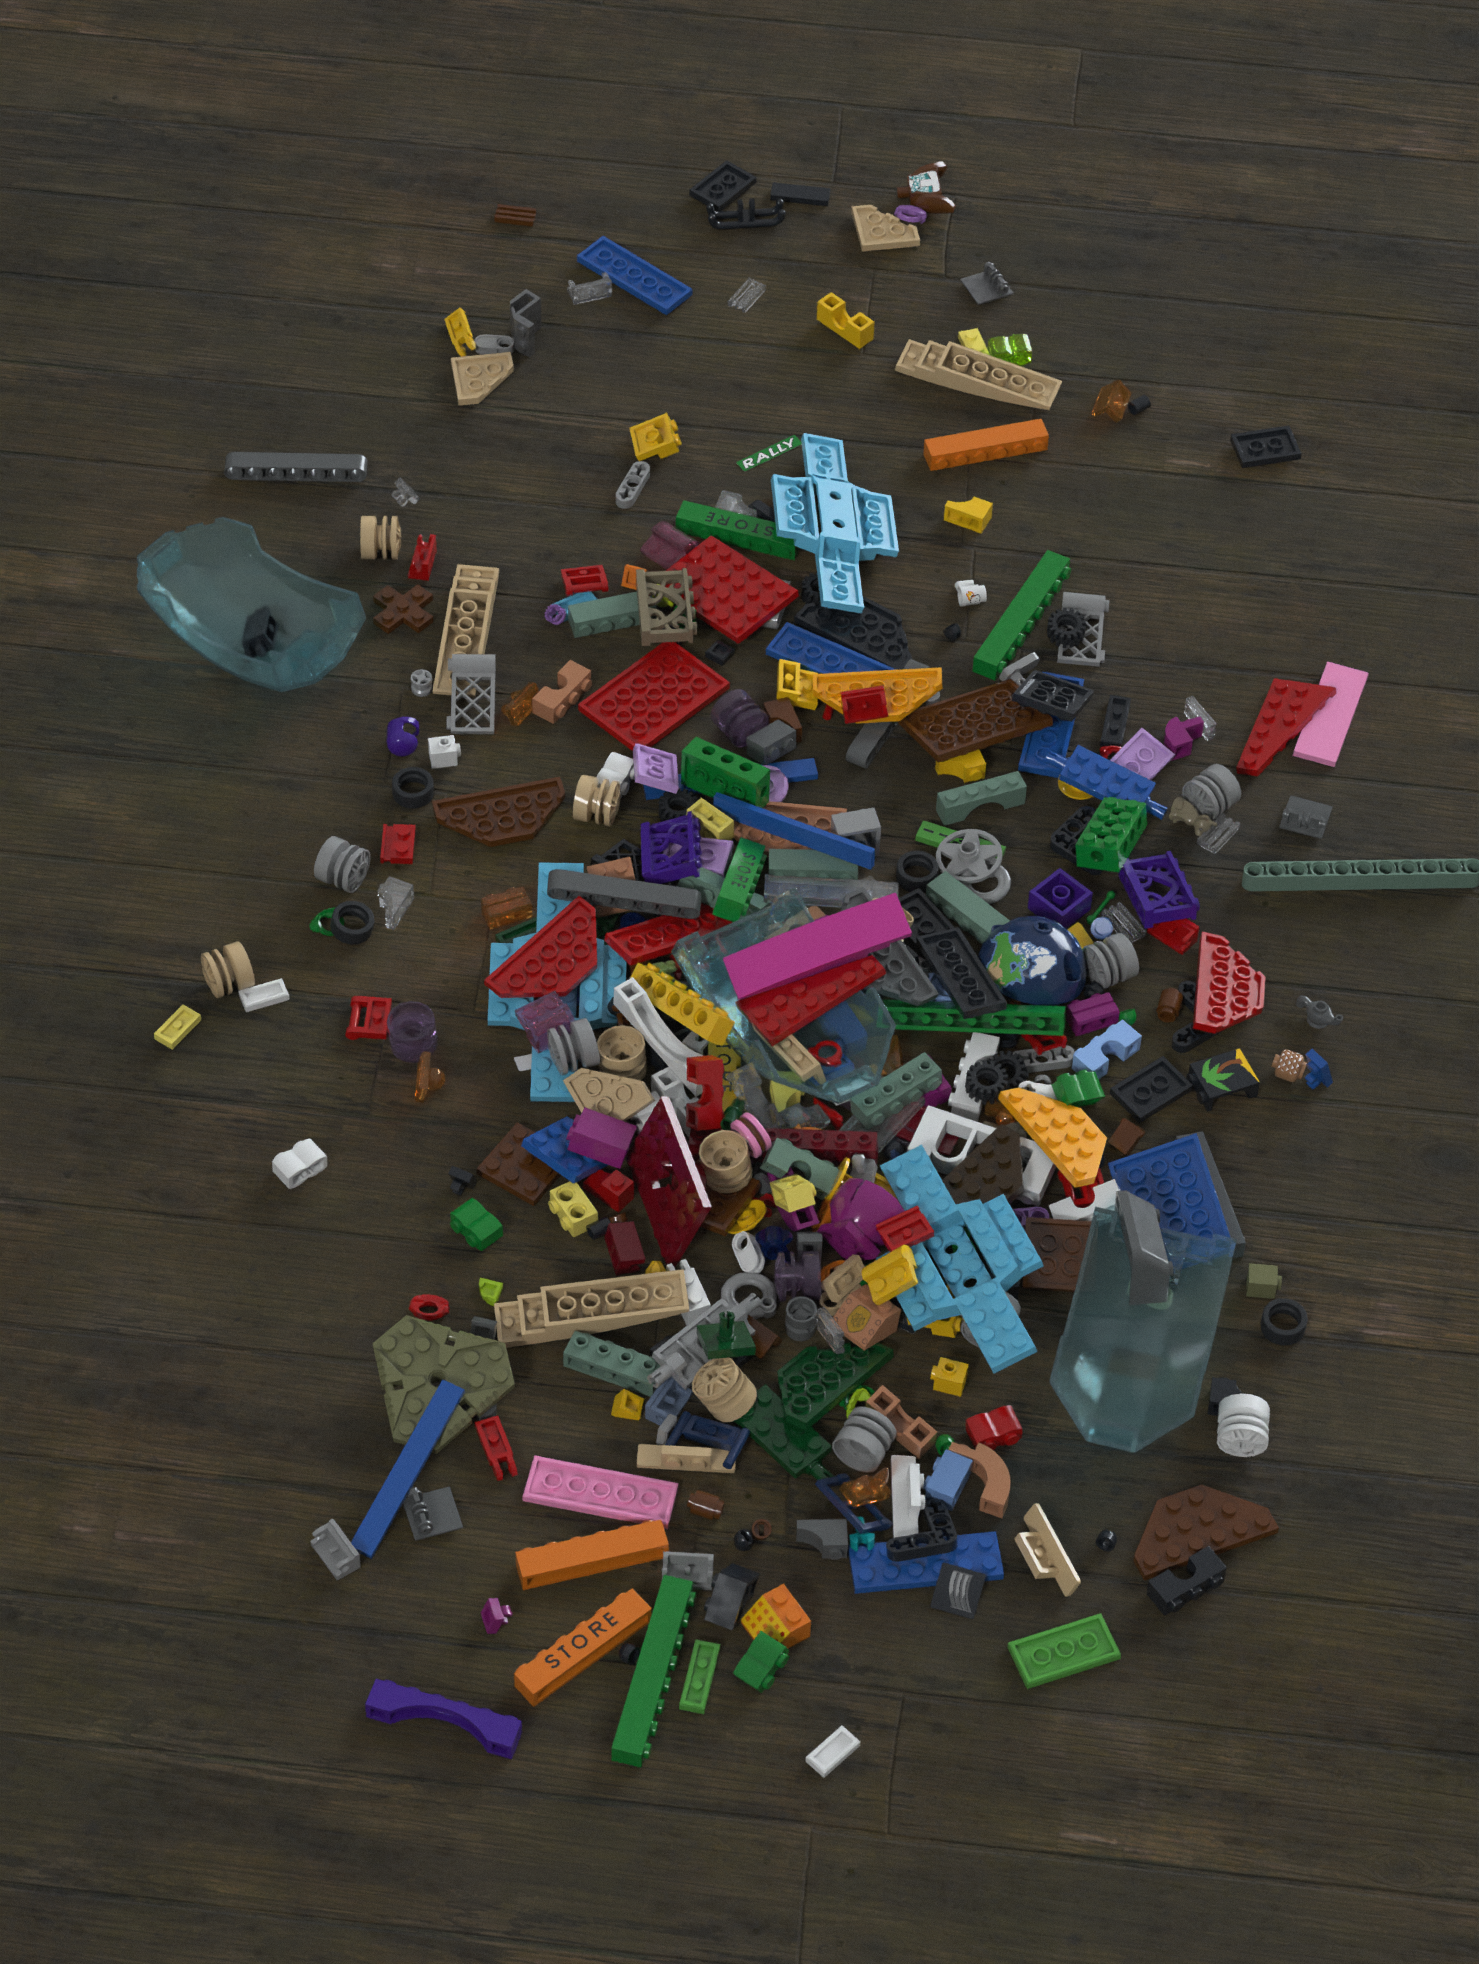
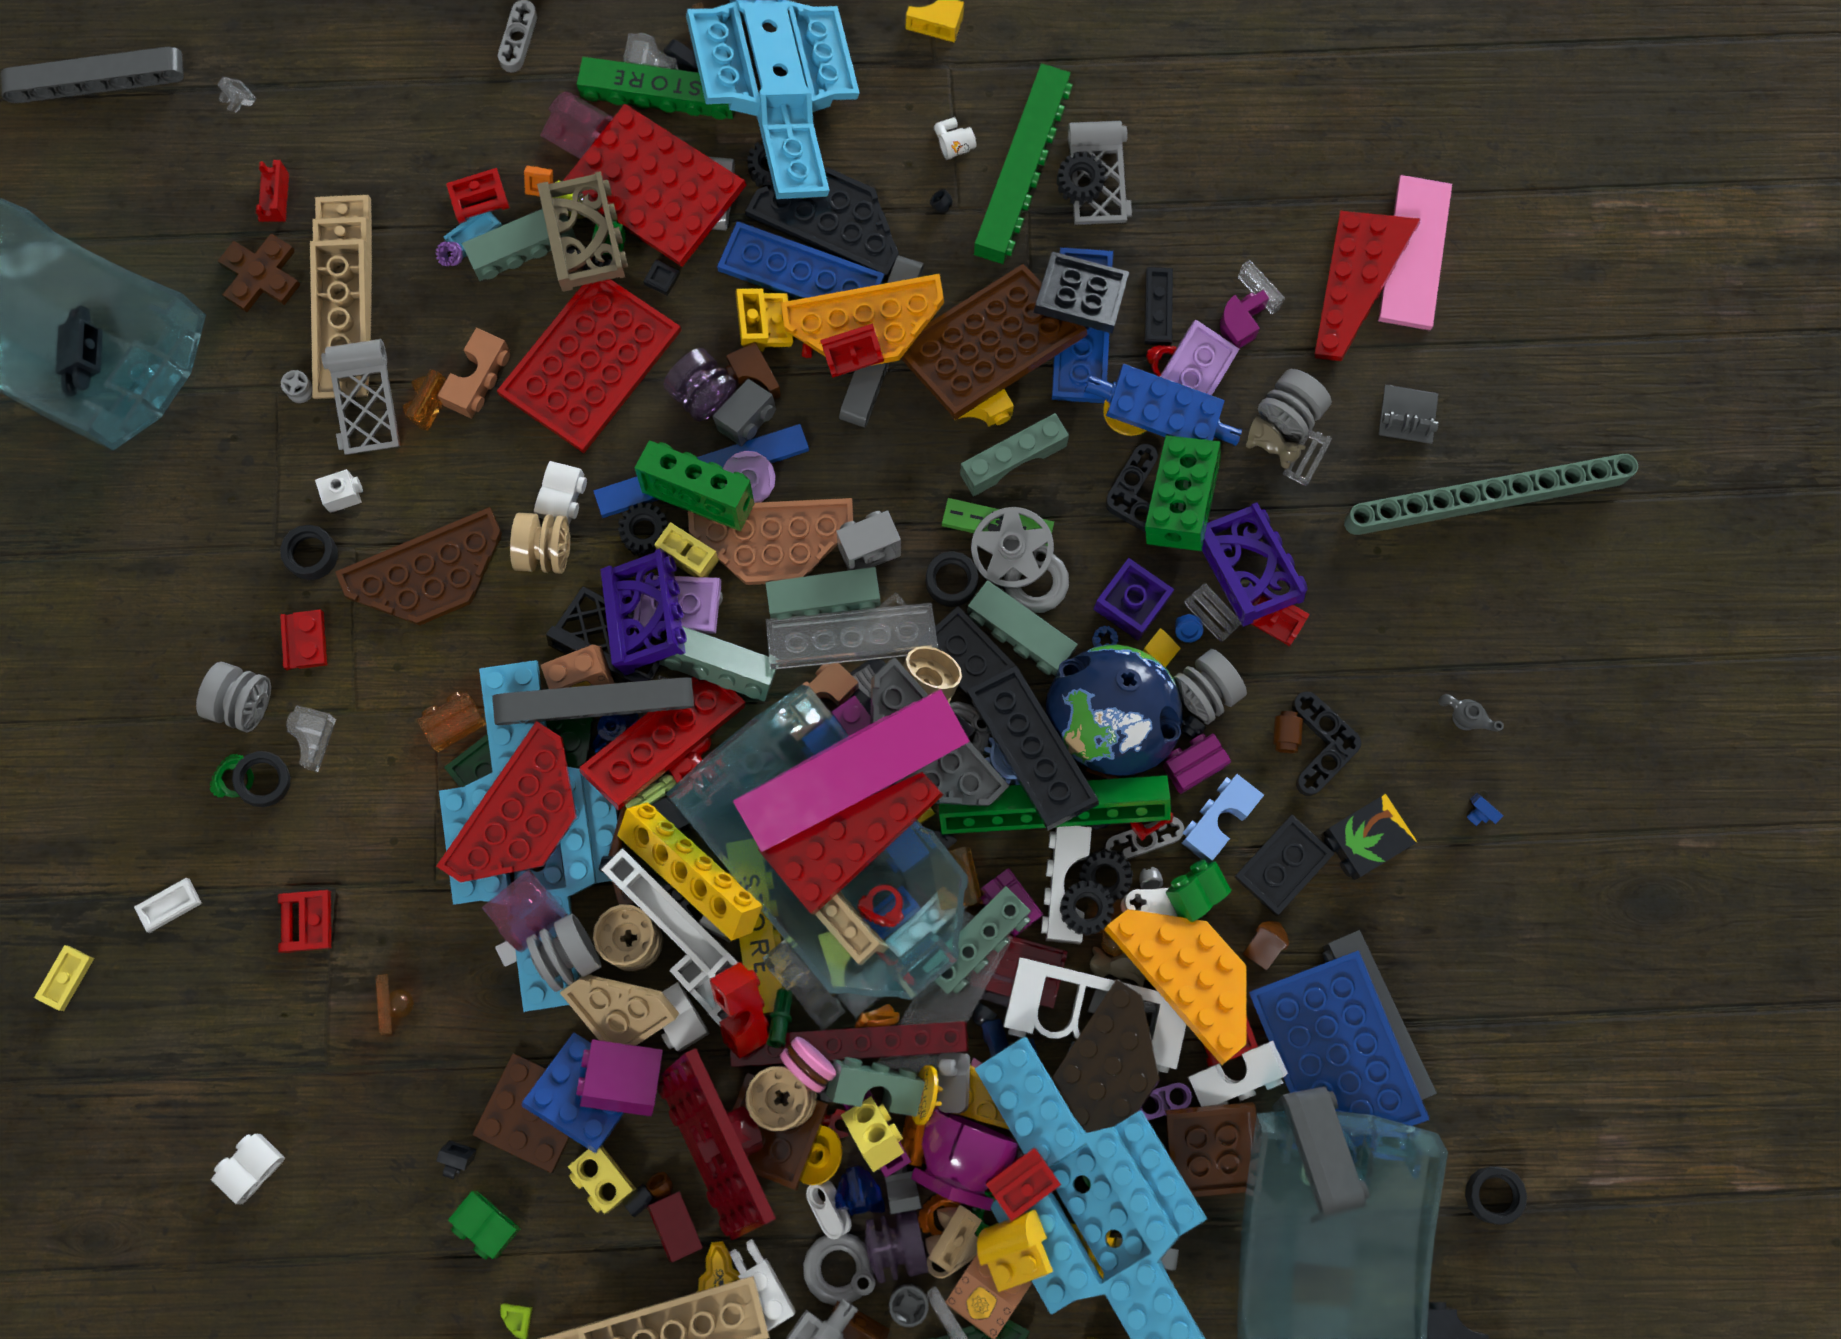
camera: 10 degrees left, 25 degrees up
(223, 971) = (106, 892): tan wheel -> none
(379, 537) = (209, 174): tan wheel -> none
(400, 742) = (283, 484): dark purple helmet -> none
(412, 1031) = (343, 942): clear purple wheel -> none
(611, 1188) = (643, 1137): red arch -> none
(655, 768) = (606, 480): lavender tile -> none
(740, 880) = (735, 651): green brick -> none
(795, 831) = (792, 554): blue tile -> none
(1019, 668) = (1026, 256): light grey piece -> none
(1110, 895) = (1172, 612): green hinge -> none
(1128, 1016) = (1239, 758): green hinge -> none
(1225, 986) = (1354, 696): red plate -> none
(1262, 1281) = (1463, 1138): olive brick -> none
(1289, 1065) = (1446, 803): medium nougat head -> none

